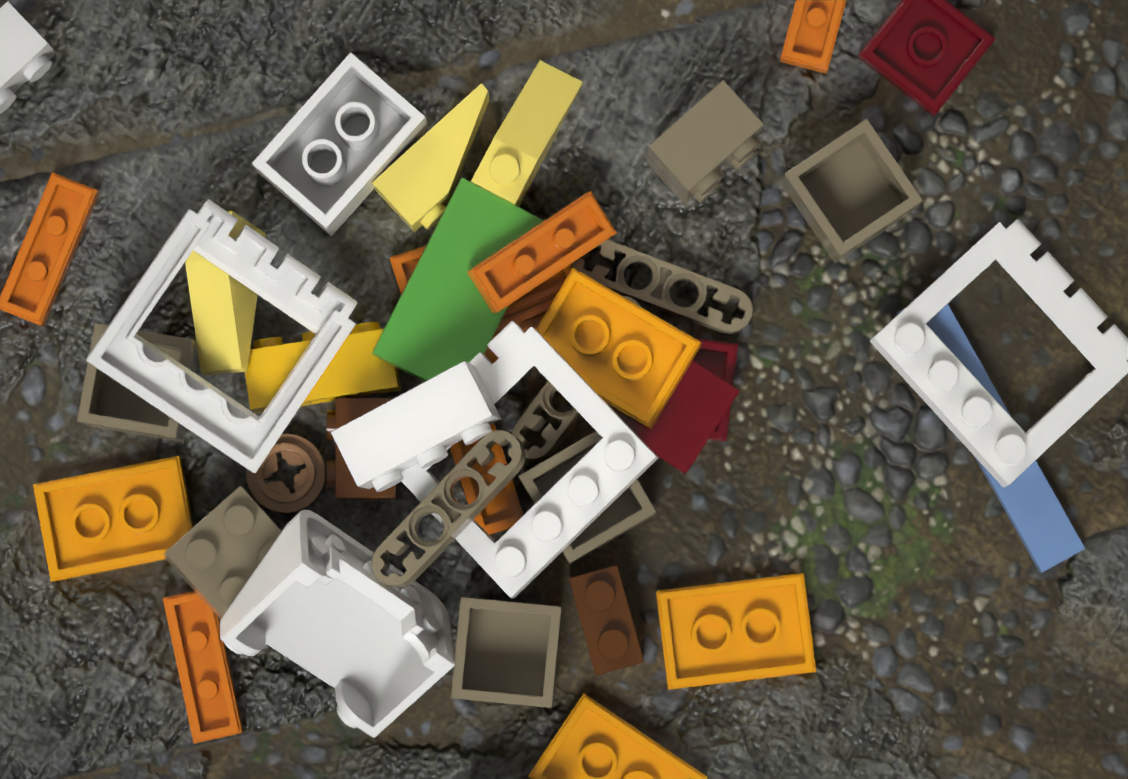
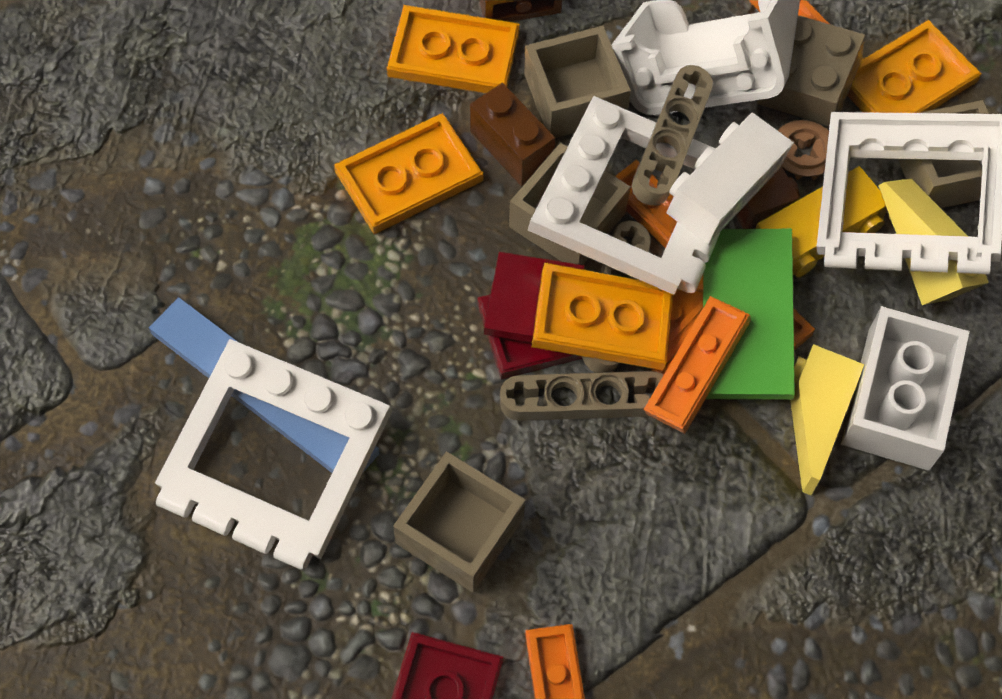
camera: 150 degrees right, 20 degrees down
(527, 133) = (757, 464): light yellow slope -> none
(705, 144) = (604, 505): dark tan piece -> none

